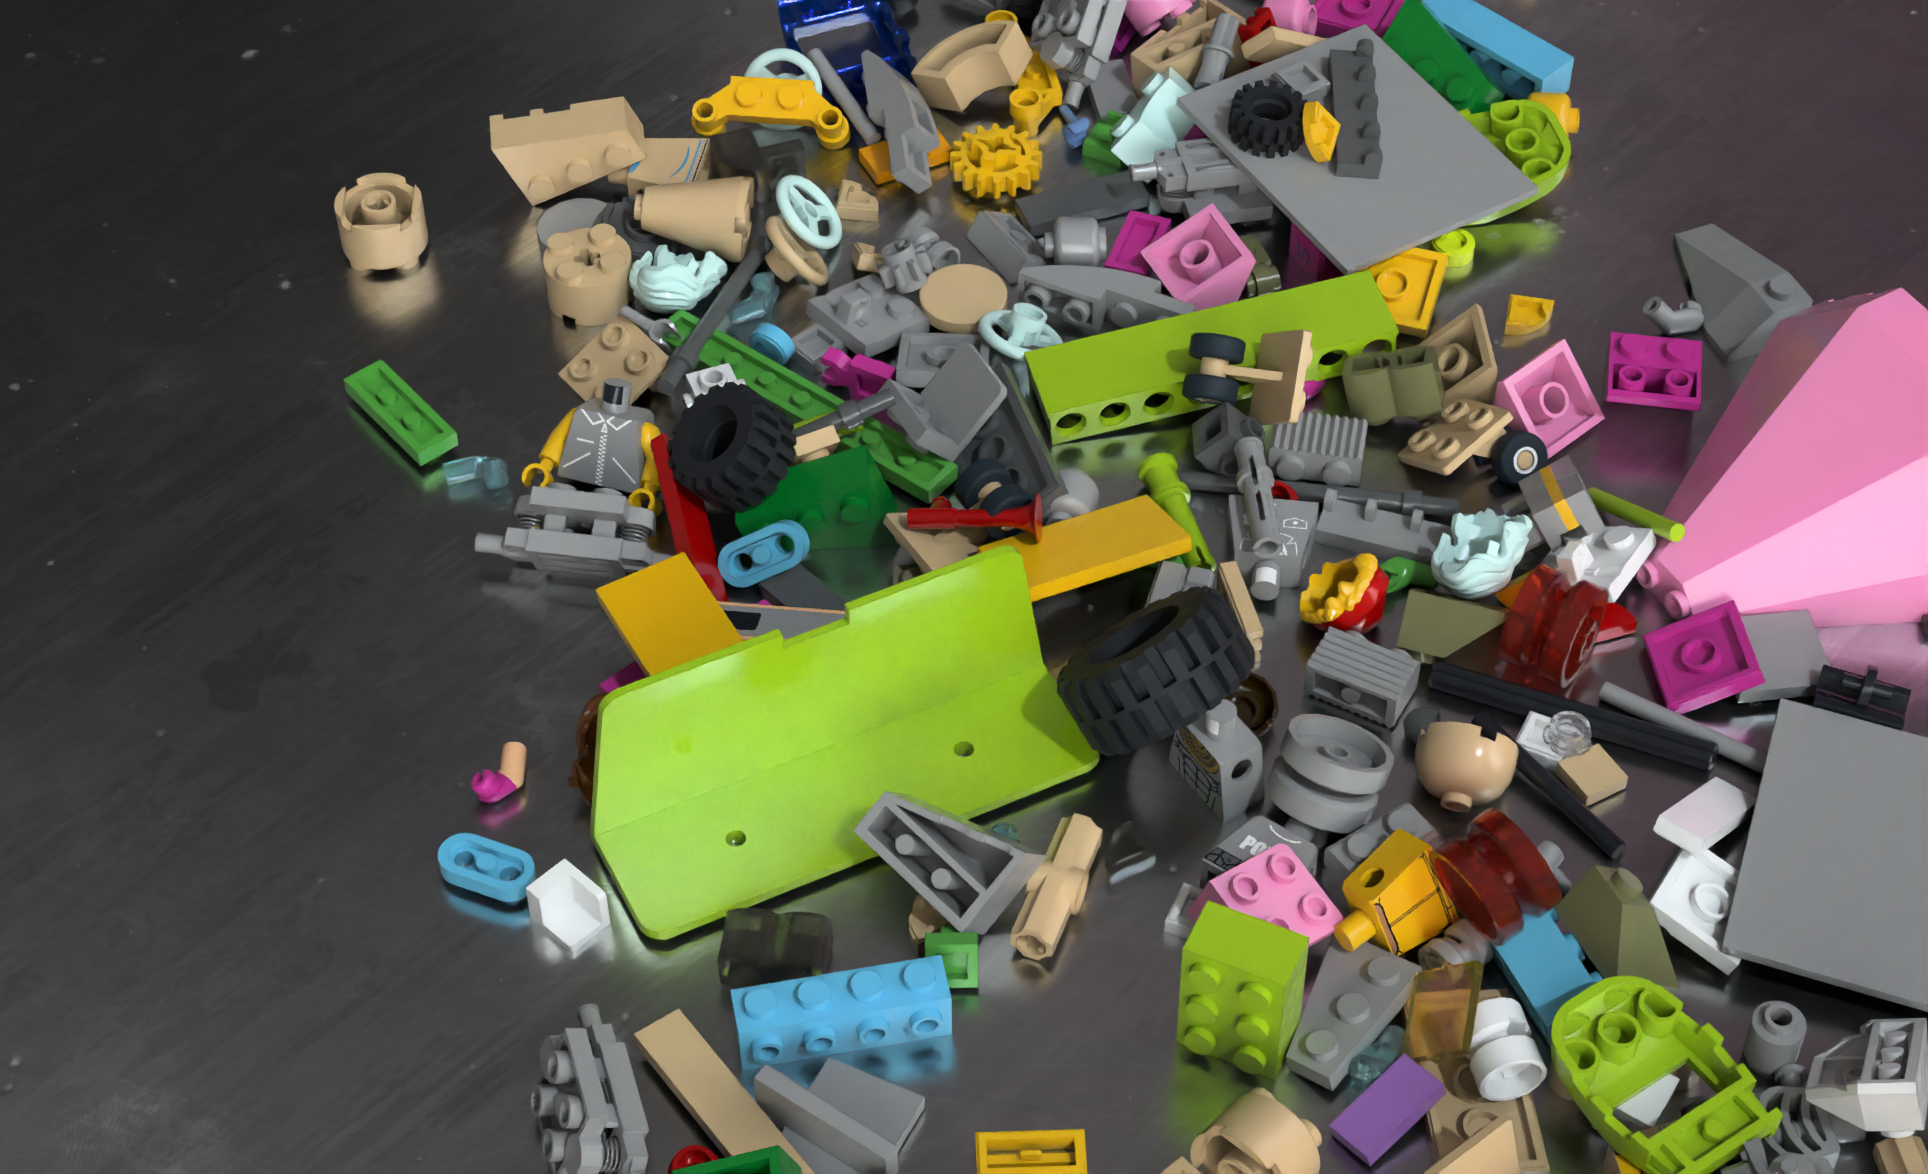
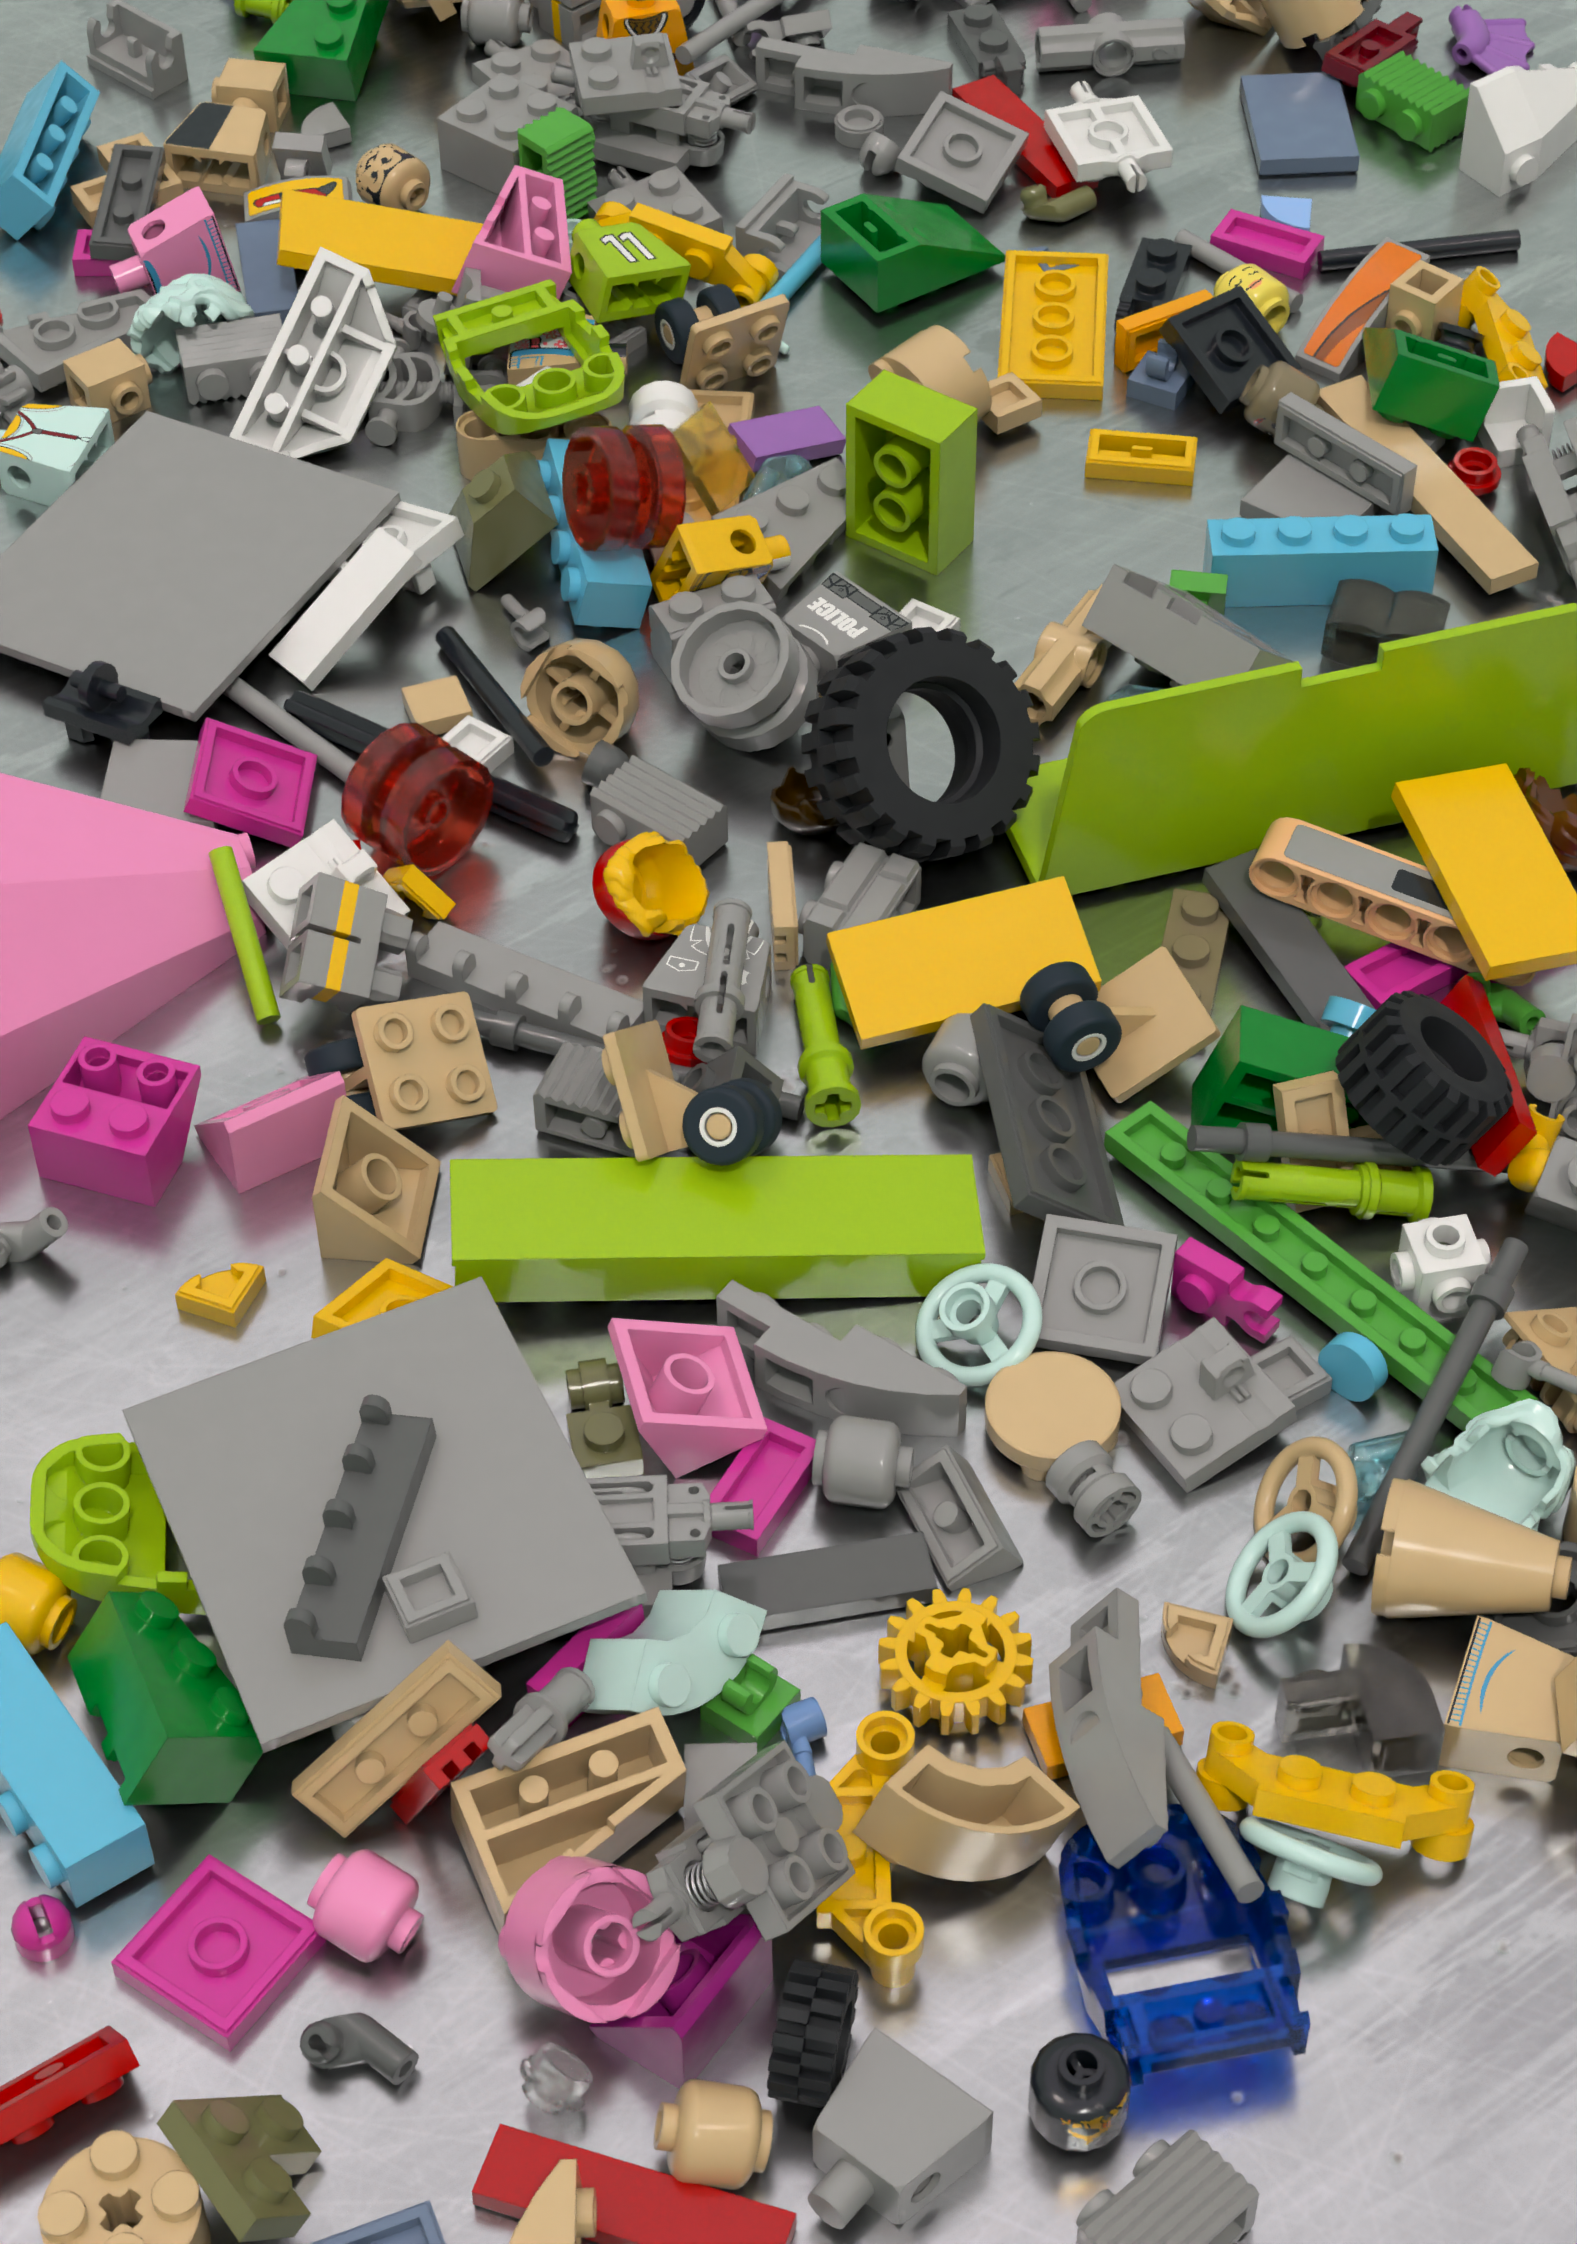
camera: 170 degrees left, 0 degrees up
(864, 257) = (1182, 1505): tan tile -> none
(904, 266) = (1148, 1442): light grey gear -> none
(942, 516) = (1151, 999): red piece -> none
(950, 406) = (1122, 1173): light grey bracket -> none
(1266, 135) = (522, 1532): black tyre -> none
(1276, 890) = (856, 557): bright pink bracket -> none
(1319, 131) = (436, 1459): yellow tile -> none
(1393, 384) = (463, 1124): olive brick -> none
(1405, 572) = (557, 949): bright green arm -> none
(1444, 623) = (522, 861): olive slope -> none
(1482, 553) = (466, 883): light aqua hair -> none
(1568, 734) = (452, 710): clear plate -> none
(1774, 1037) = (386, 436): light grey brick -> none

